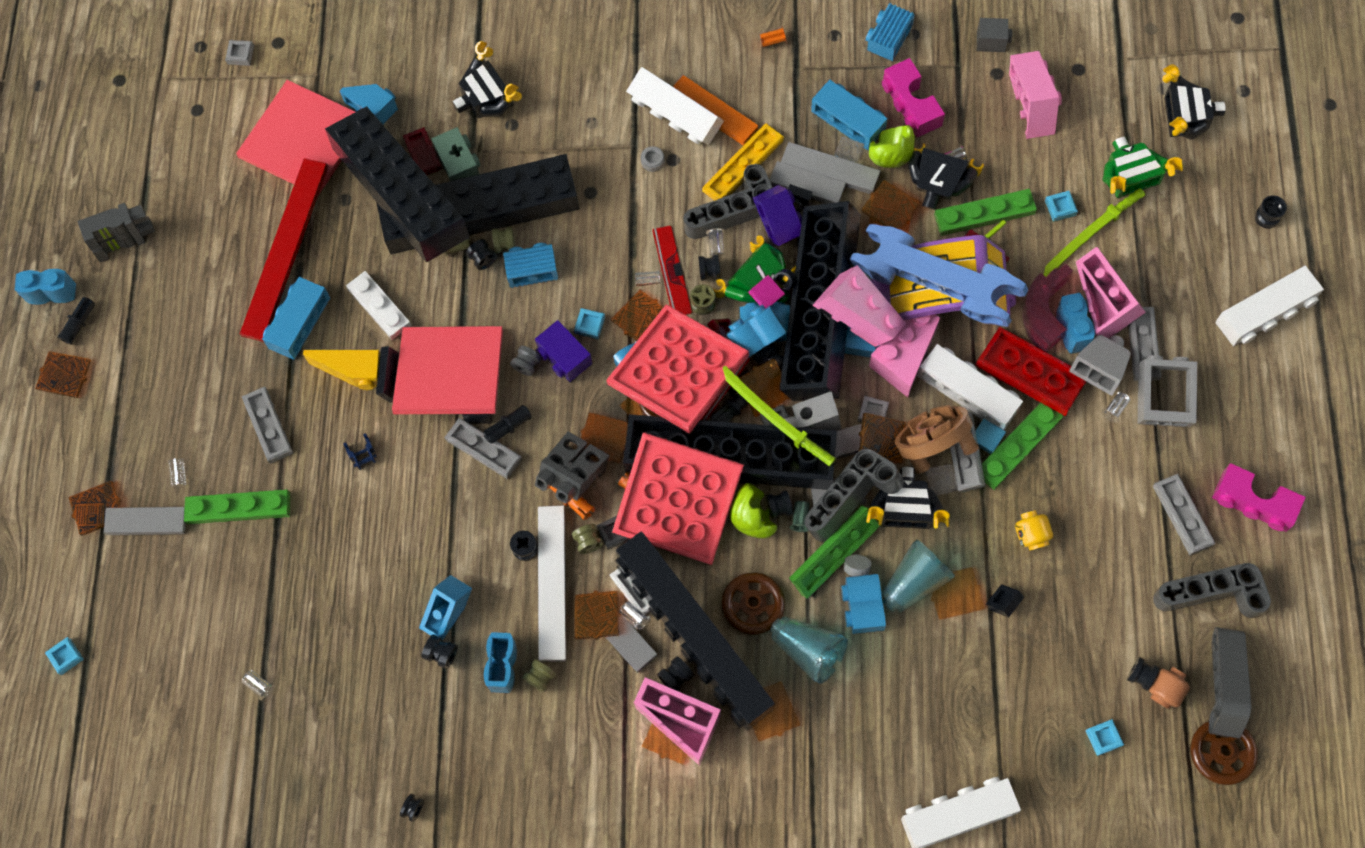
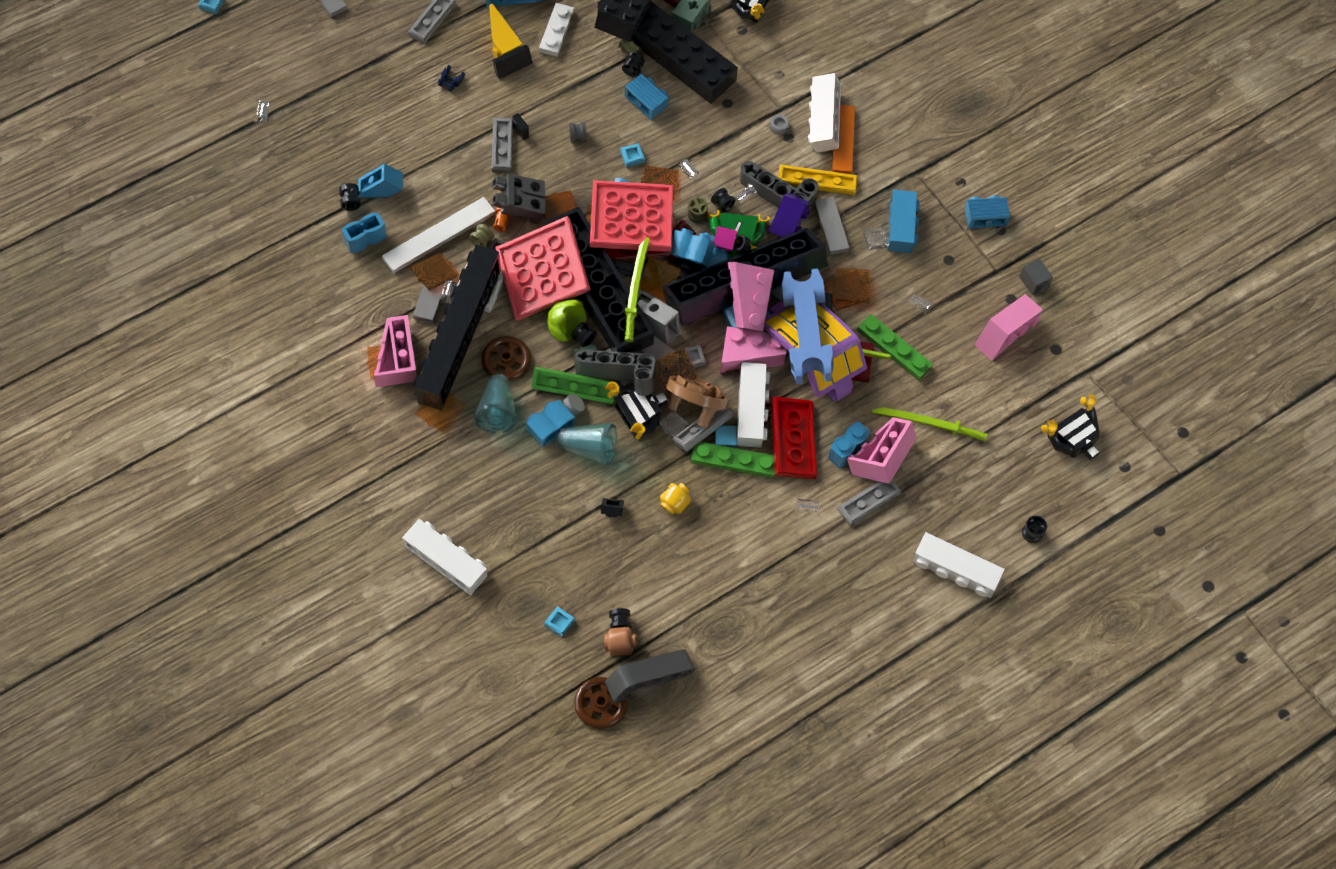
camera: 45 degrees right, 5 degrees down
(237, 506) = (367, 34): bright green plate -> none
(412, 807) = (240, 240): black bush -> none
(448, 370) = (538, 91): coral tile -> none
(503, 239) = (653, 70): olive wheel -> none
(507, 424) = (526, 146): black axle -> none
(527, 550) = (455, 206): black wheel -> none
(539, 675) = (371, 261): olive wheel -> none
(563, 351) = (600, 149): dark purple brick -> none
(671, 269) = (707, 181): red sticker -> none
(676, 674) = (423, 337): black wheel -> none
(772, 37) = (927, 144): orange piece -> none
(802, 197) = (814, 224): black plate -> none
(853, 174) = (855, 234): light grey tile -> none
(893, 148) = (895, 262): lime piece -> none
(920, 114) = (953, 240): dark pink arch -> none
(940, 175) = (898, 301): black torso -> none
(958, 595) = (598, 478): clear orange piece -> none
(1038, 320) = (847, 413): clear pink arch -> none
(1061, 206) = (936, 392): medium azure tile -> none
(1102, 363) = (831, 476): light grey torso -> none
(1136, 168) = (998, 420): torso -> none
(1166, 418) = (825, 549): light grey window -> none
(1183, 514) = (757, 591): light grey tile -> none
(1209, 591) = (707, 633): dark grey beam -> none
(1236, 492) = (802, 648): dark pink arch -> none

